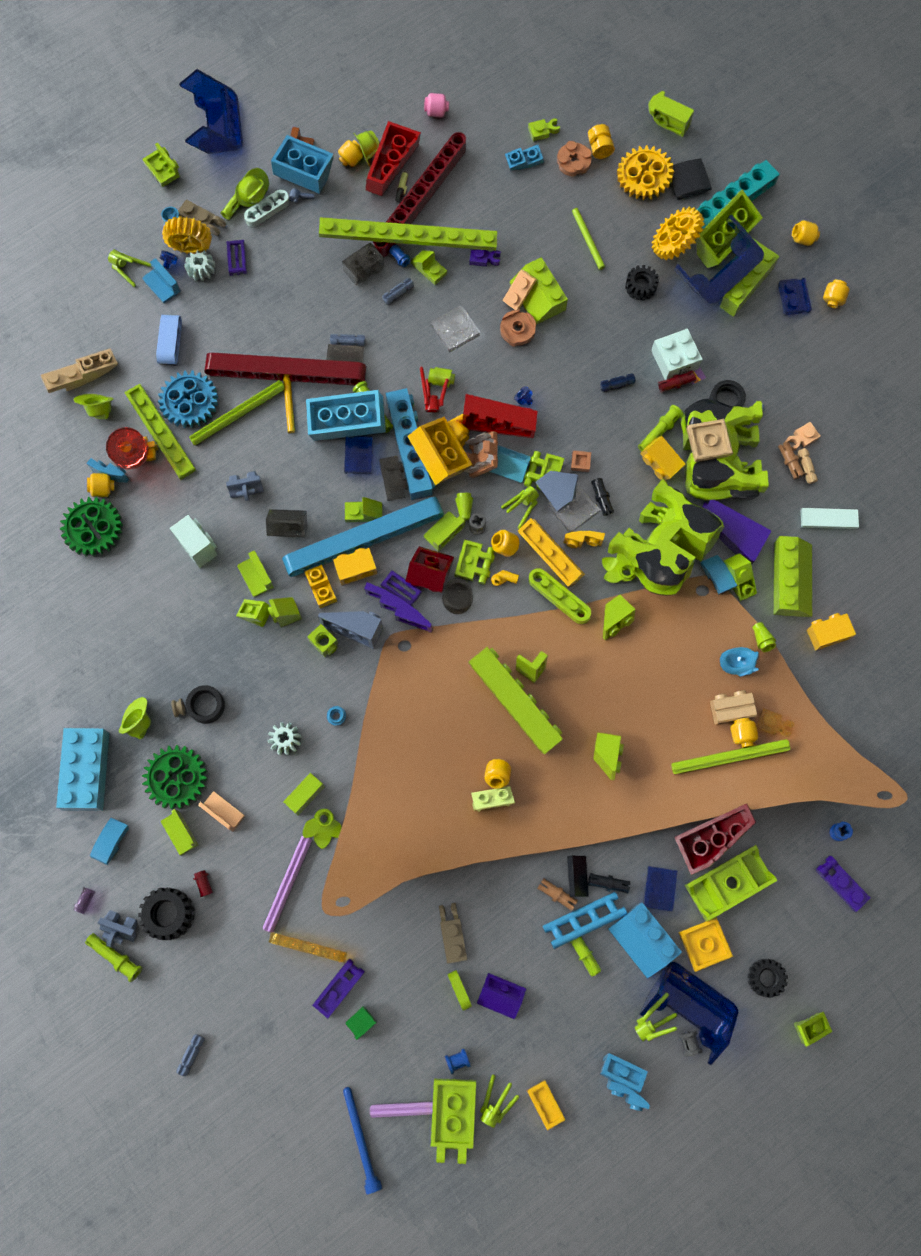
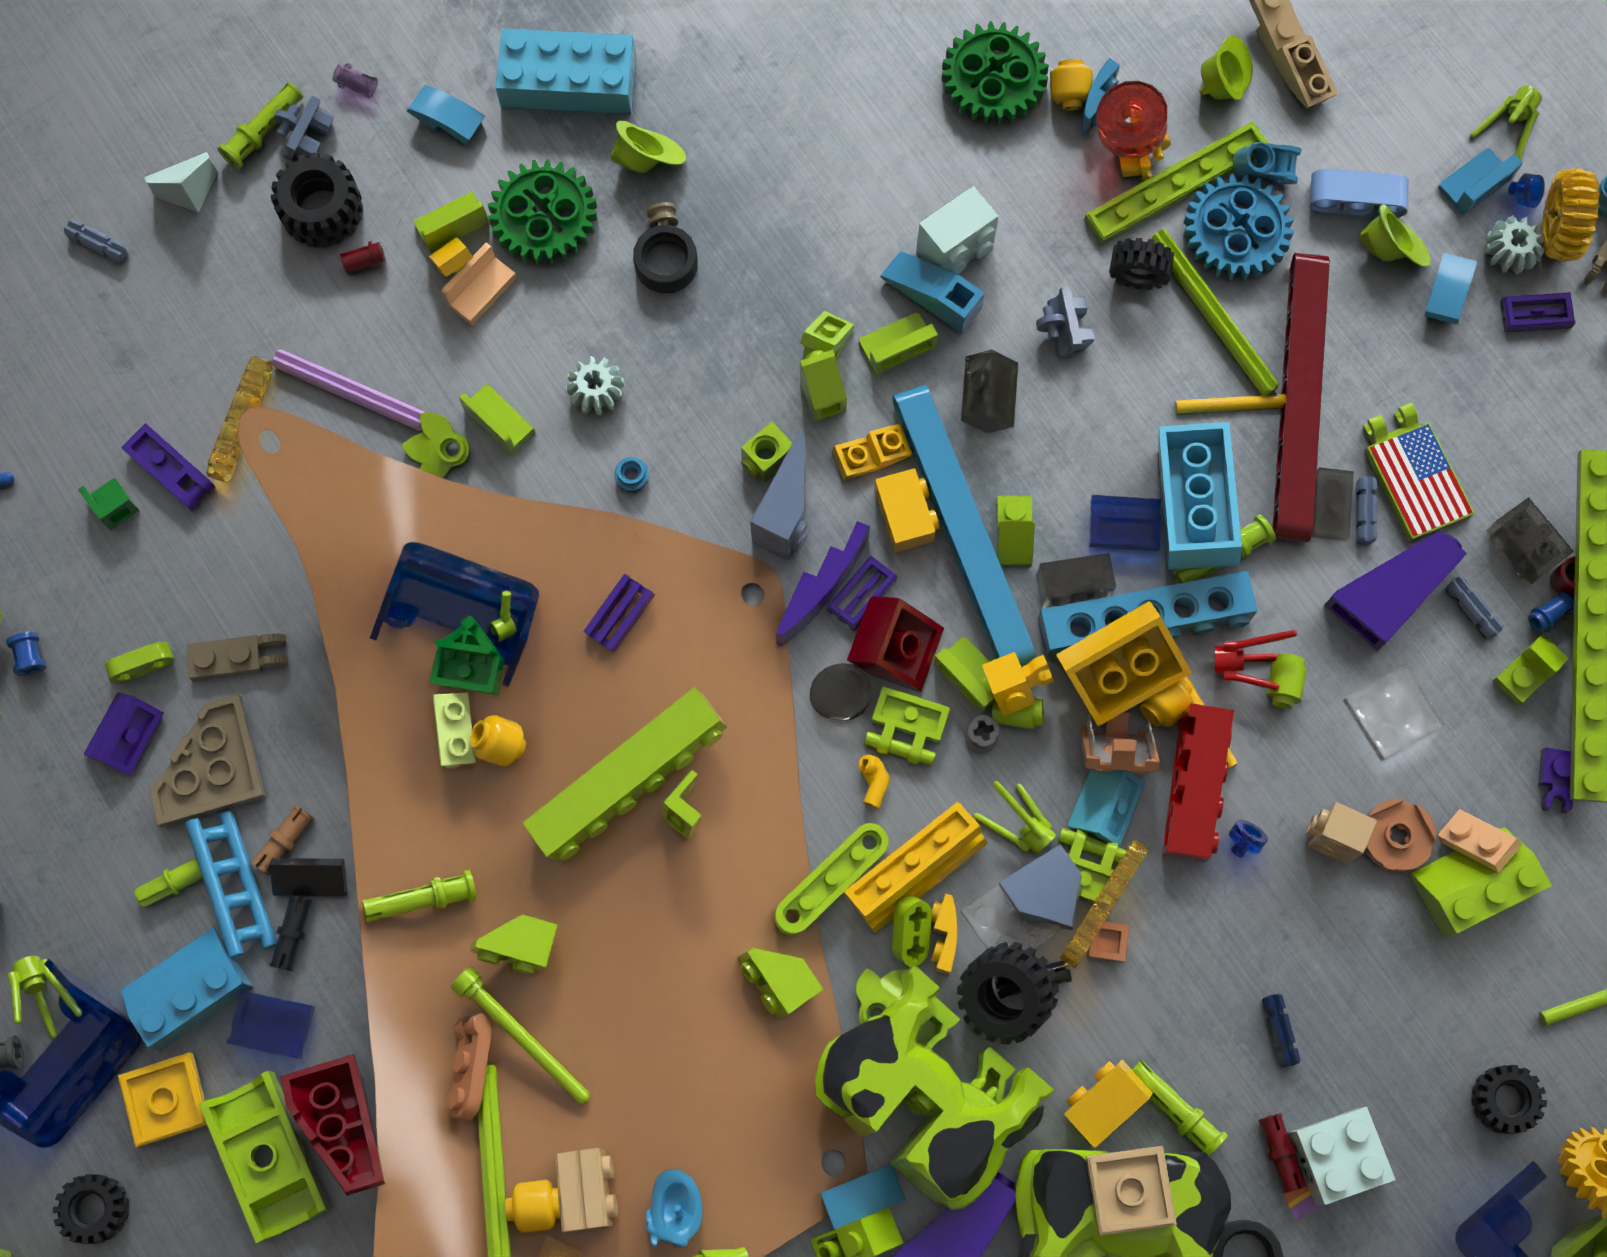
camera: 95 degrees right, 0 degrees up
(150, 384) = (1274, 162): none -> dark azure piece
(153, 1001) = (185, 182): none -> light aqua slope
(197, 322) = (1393, 239): none -> lime piece
(205, 827) = (451, 257): none -> yellow slope
(211, 446) = (1141, 263): none -> black tyre
(224, 296) = (1450, 288): none -> dark azure slope
(225, 554) = (935, 289): none -> dark azure slope
(327, 316) = (1415, 474): none -> tile
(391, 325) = (1393, 591): none -> dark purple slope
(409, 702) = (608, 606): none -> dark purple tile
(419, 794) = (451, 588): none -> clear blue windscreen
(433, 773) = (504, 626): none -> lime hand
(451, 506) = (1012, 682): none -> yellow brick
(455, 792) = (467, 661): none -> green slope
(505, 543) = (939, 782): yellow head -> none
(518, 940) = (210, 767): none -> dark tan plate
(520, 350) = (1340, 832): none -> tan brick
(564, 460) = (1104, 903): none -> clear yellow beam
(583, 802) = (436, 893): none -> lime pin
(584, 554) = (911, 931): none -> lime beam
(626, 508) = (988, 1012): none -> black tyre
(632, 777) = (470, 986): none -> lime piece
(674, 775) = (469, 1066): none -> nougat plate

